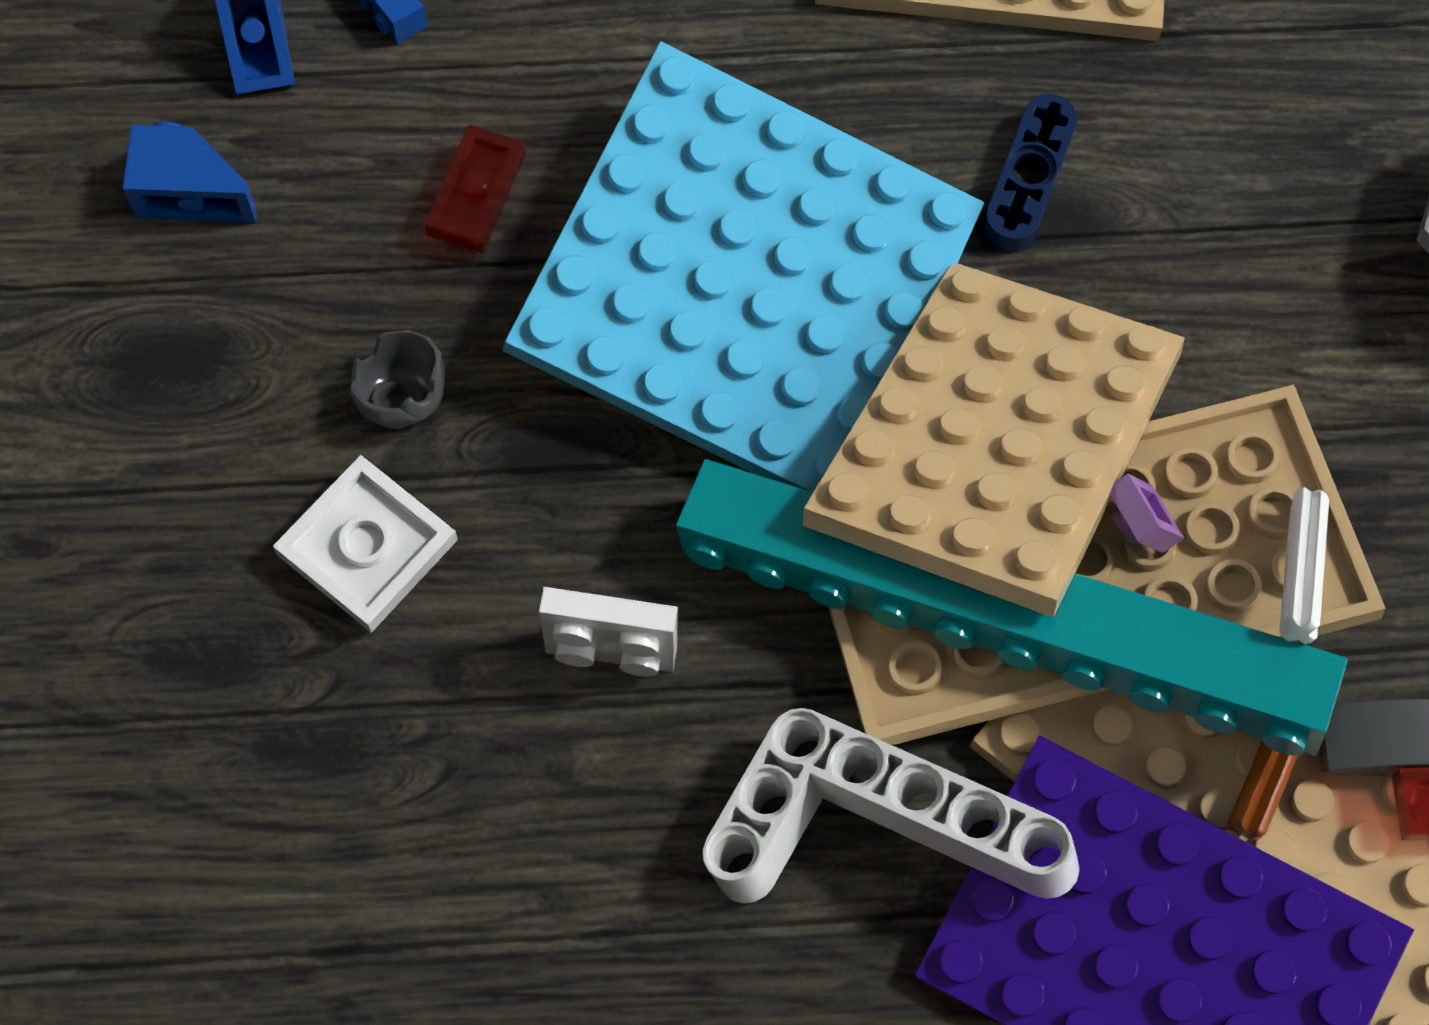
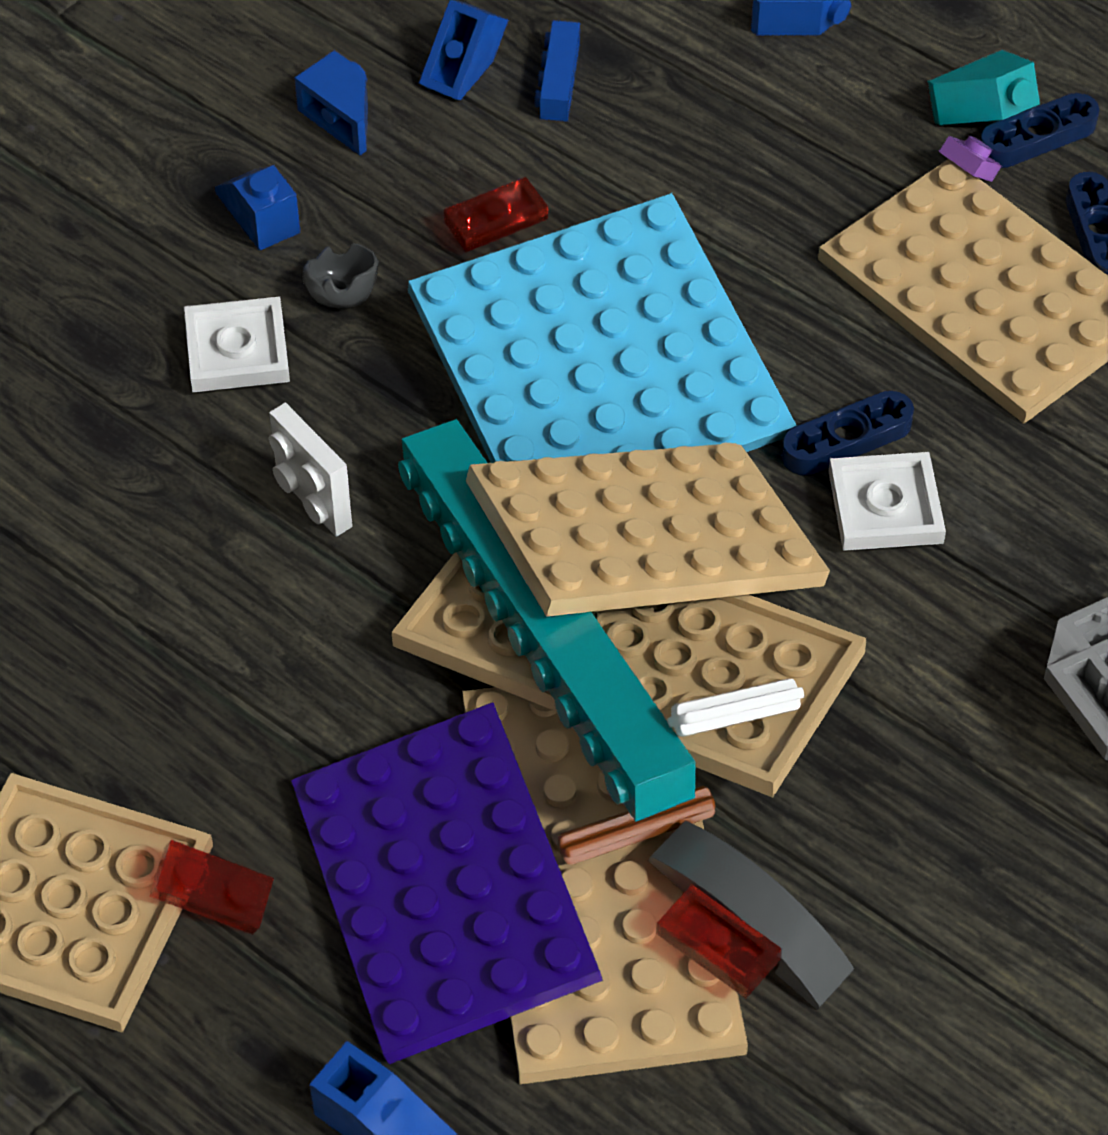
camera: 45 degrees right, 15 degrees down
(220, 360) = (262, 205): none -> blue slope
(880, 799) = (351, 625): white beam -> none
(1137, 219) = (886, 501): none -> white plate
(1143, 515) = (679, 624): medium lavender plate -> none

